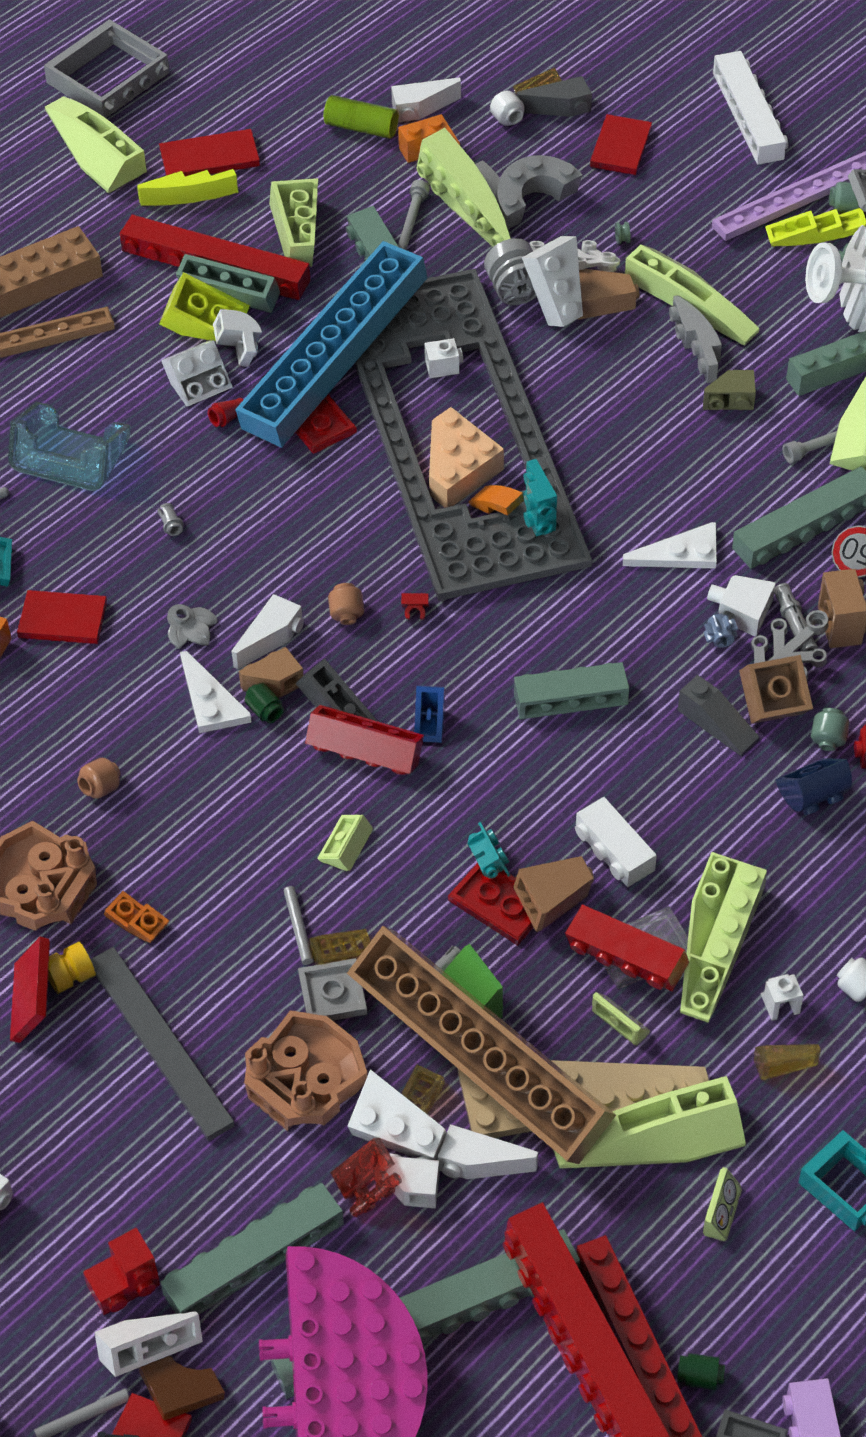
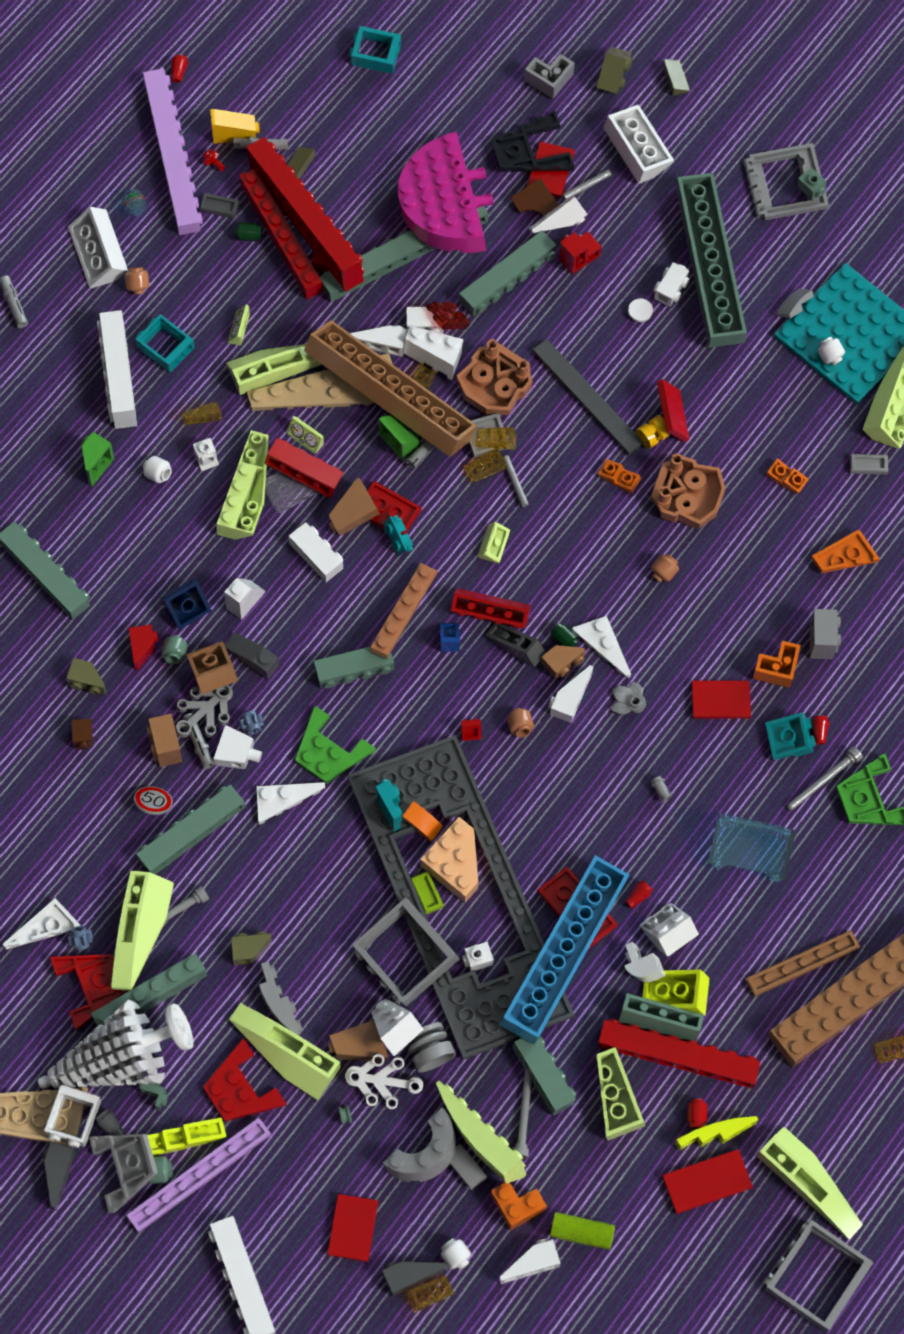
camera: 170 degrees right, 15 degrees up
(41, 1173) = (640, 310): none -> white piece
(206, 205) = (697, 1113): none -> red brick
(315, 981) = (500, 444): none -> clear yellow slope
(483, 352) = (383, 924): none -> light grey window
(491, 747) = (403, 611): none -> nougat plate
(499, 431) = (427, 893): none -> lime tile
(620, 592) = (324, 757): none -> bright green wing
(728, 778) = (242, 596): none -> white slope
(753, 263) = (232, 1092): none -> red wing

